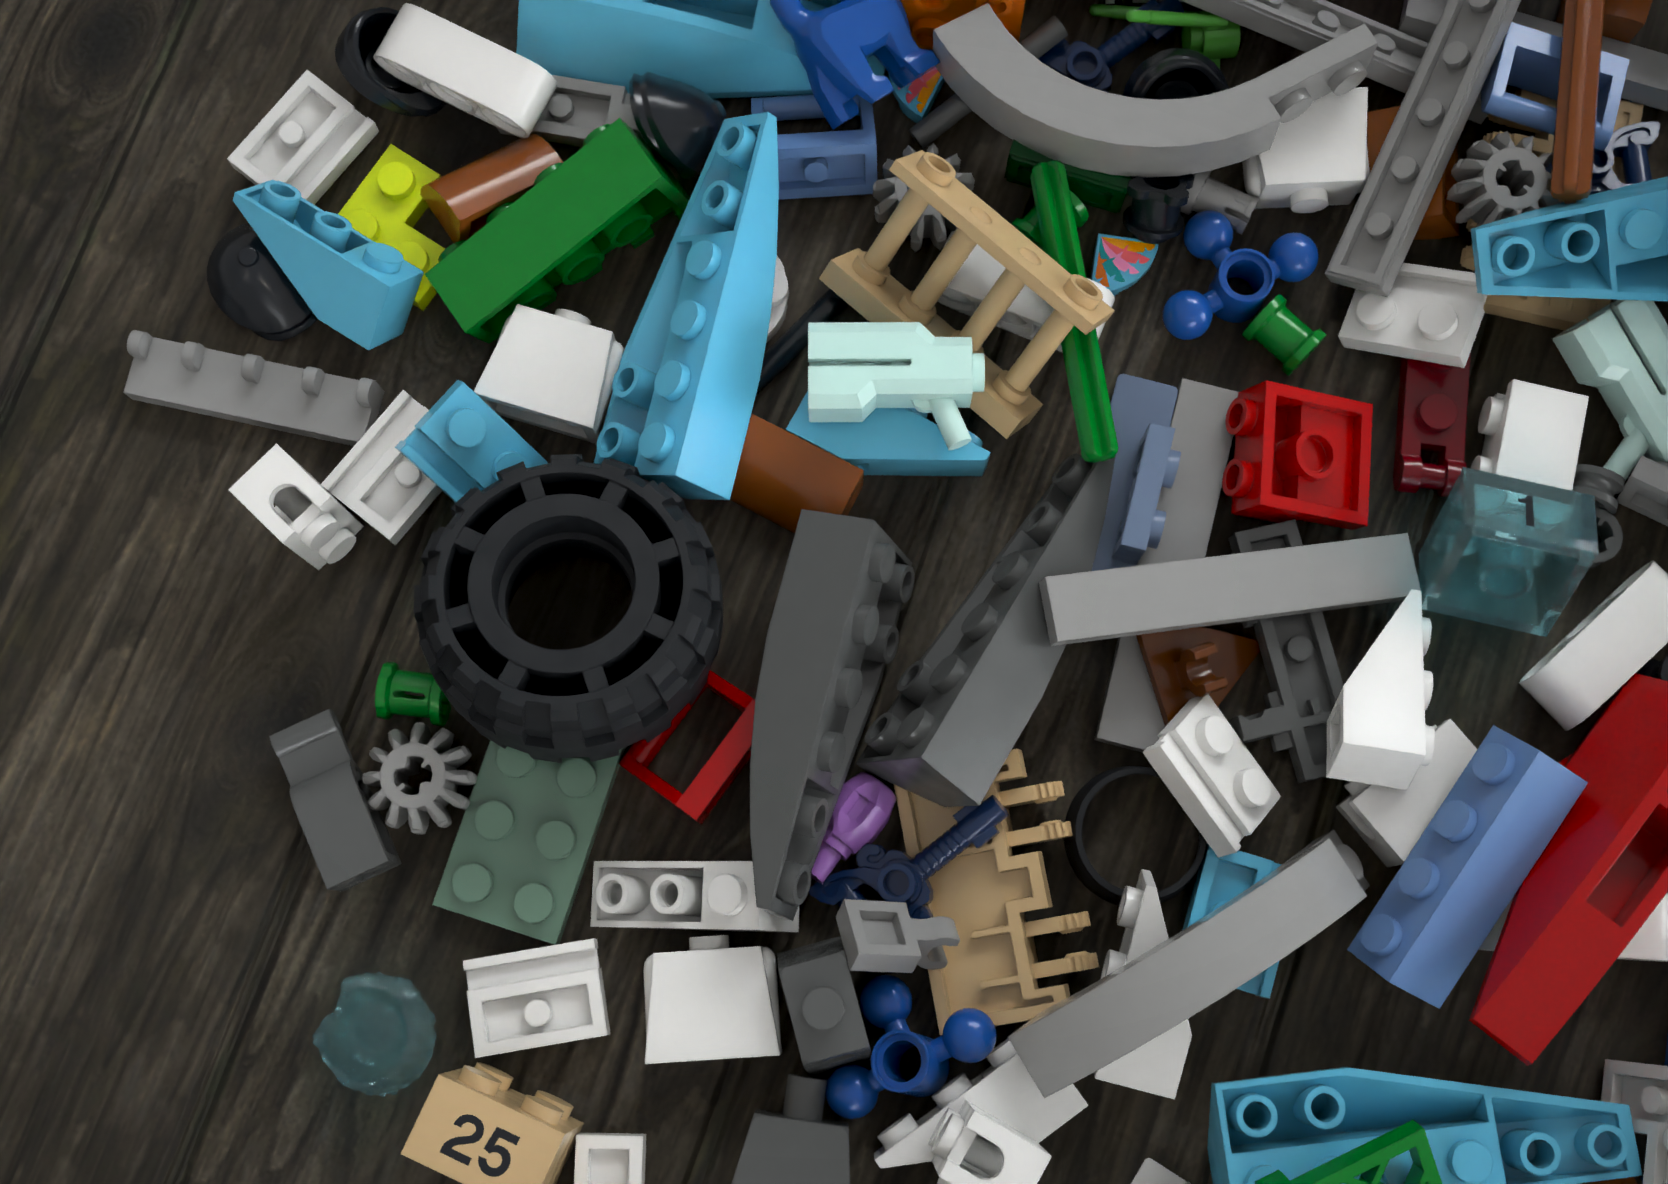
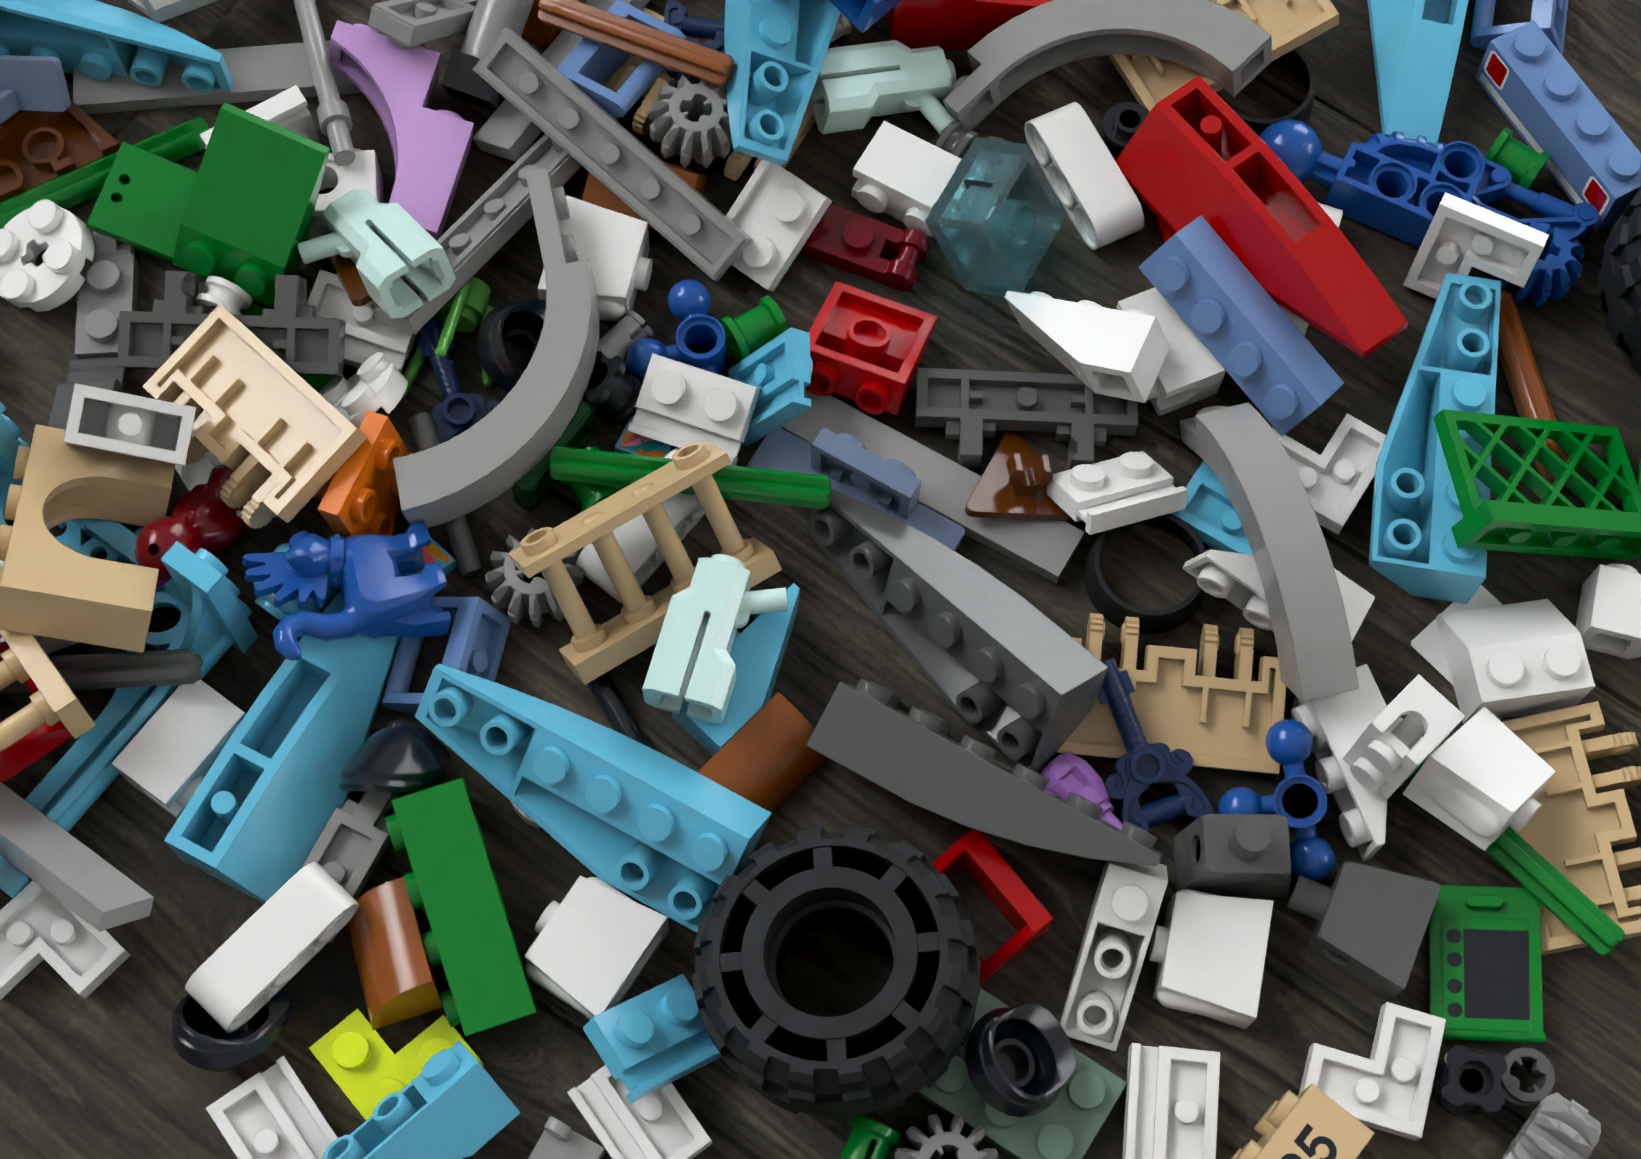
camera: 80 degrees left, 10 degrees down
(533, 819) = (1019, 1059): none -> black hat
(885, 938) = (1198, 780): light grey plate -> none
(1159, 295) = (693, 405): none -> white plate
(1216, 362) = (781, 372): none -> medium azure plate
(1227, 588) = (968, 433): light grey tile -> none
(1312, 1023) = (1340, 473): none -> white plate

